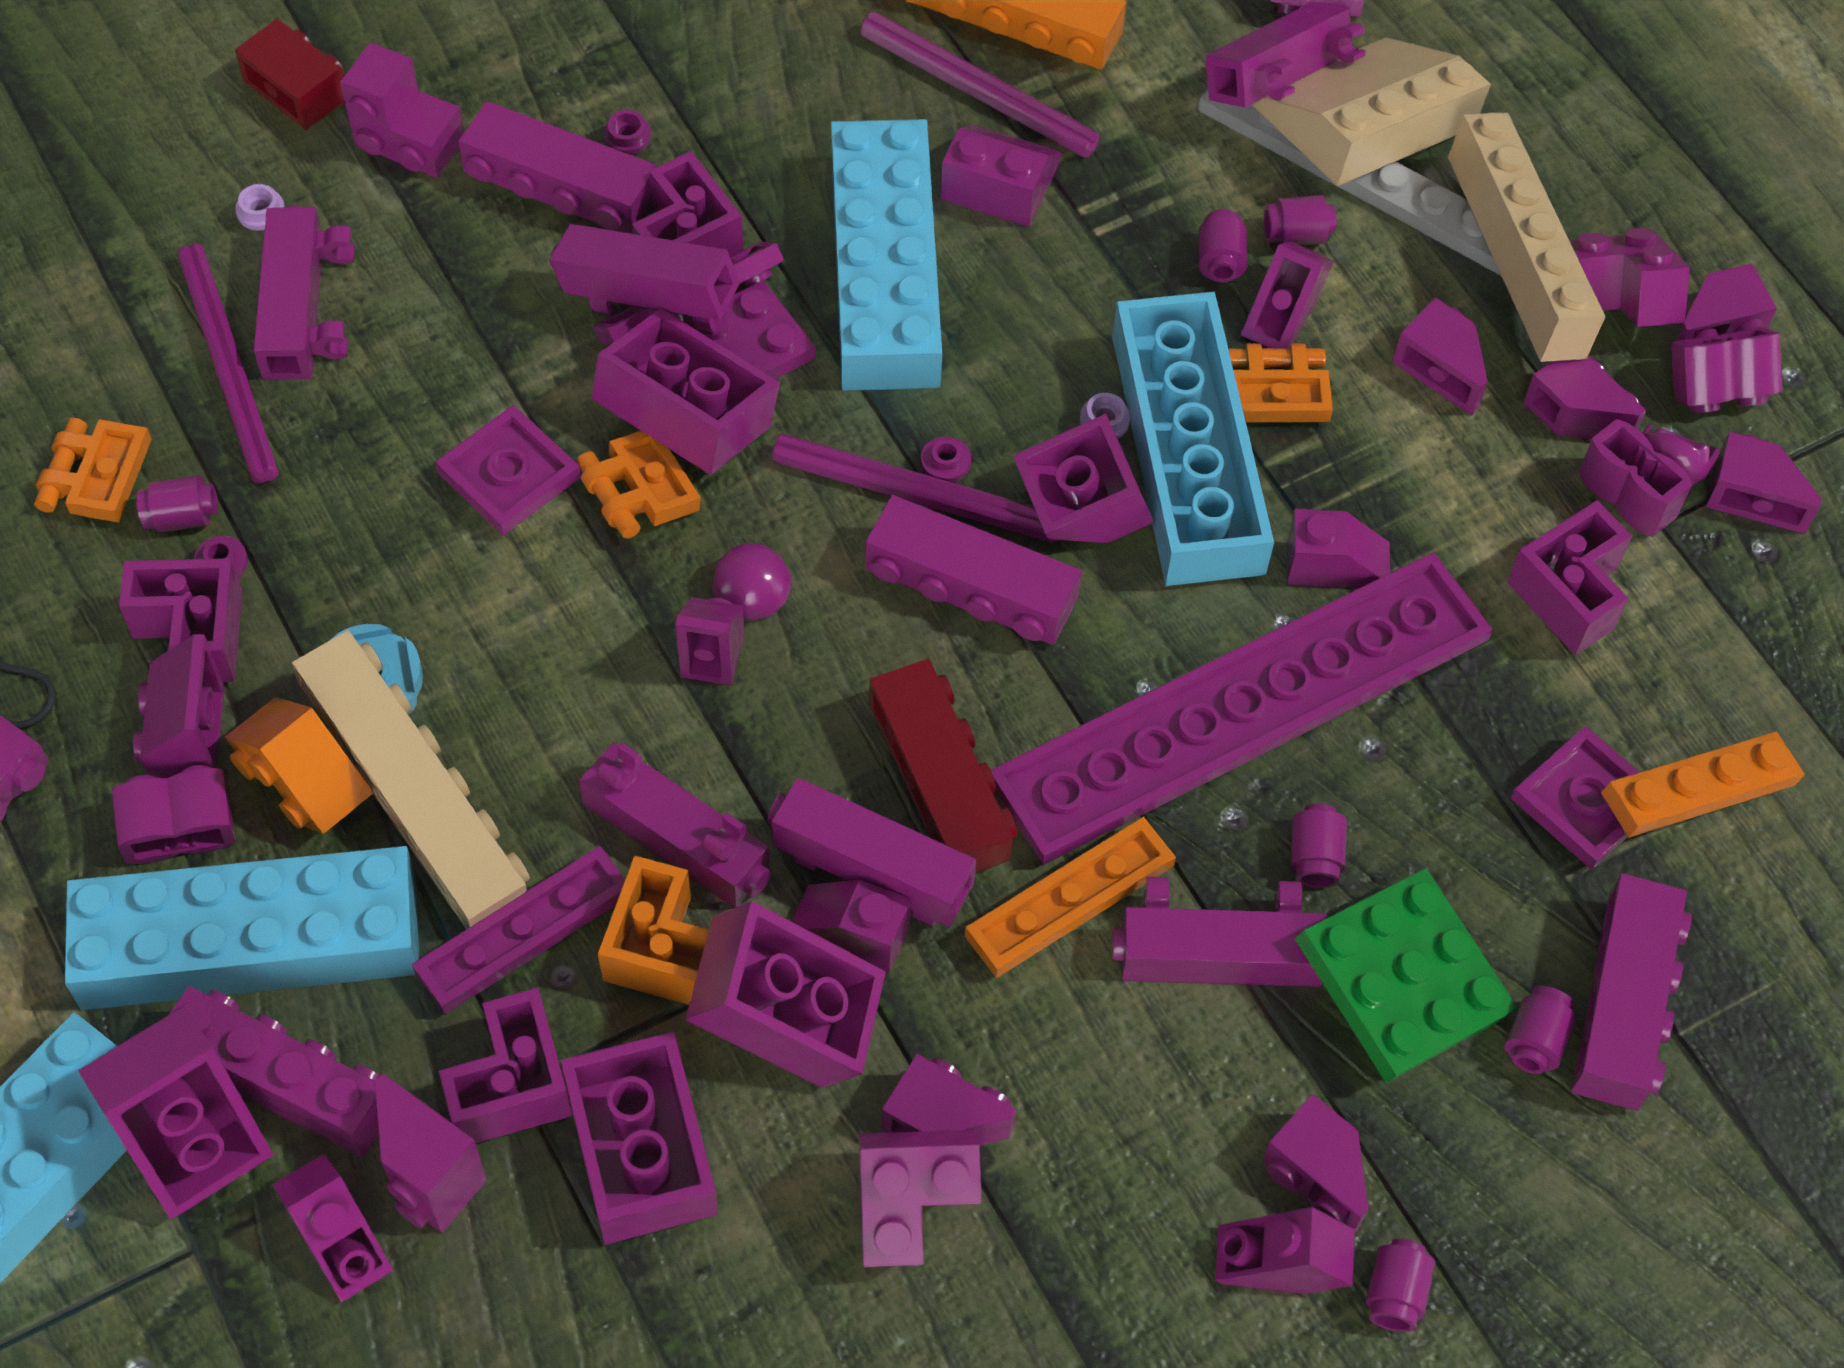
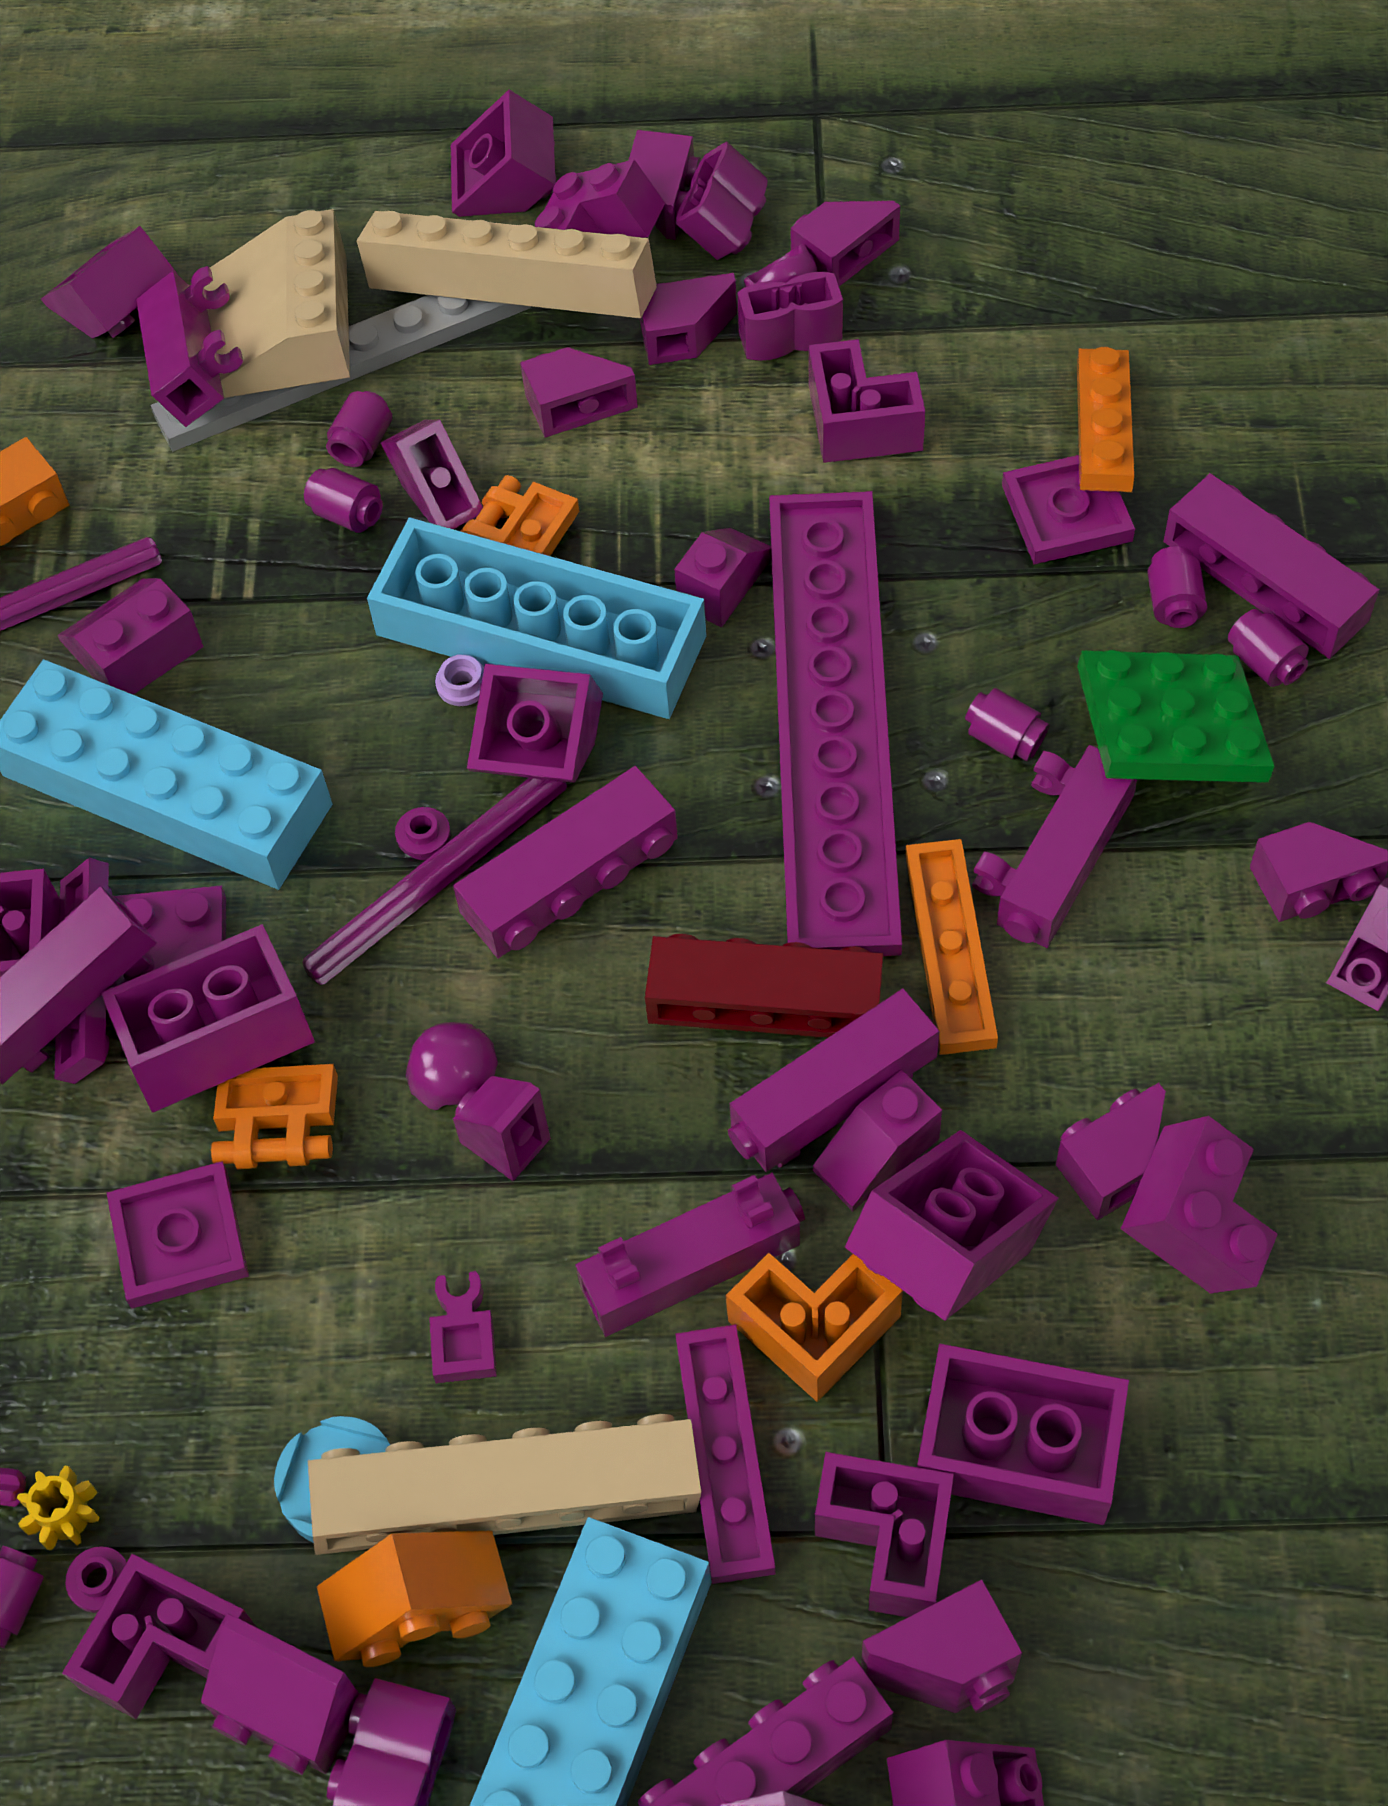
camera: 55 degrees left, 0 degrees up
(258, 504) = (51, 1493): none -> yellow gear
(525, 702) = (463, 1338): none -> magenta plate
(1557, 924) = (1176, 587): none -> magenta brick
(1656, 185) = (503, 159): none -> magenta slope

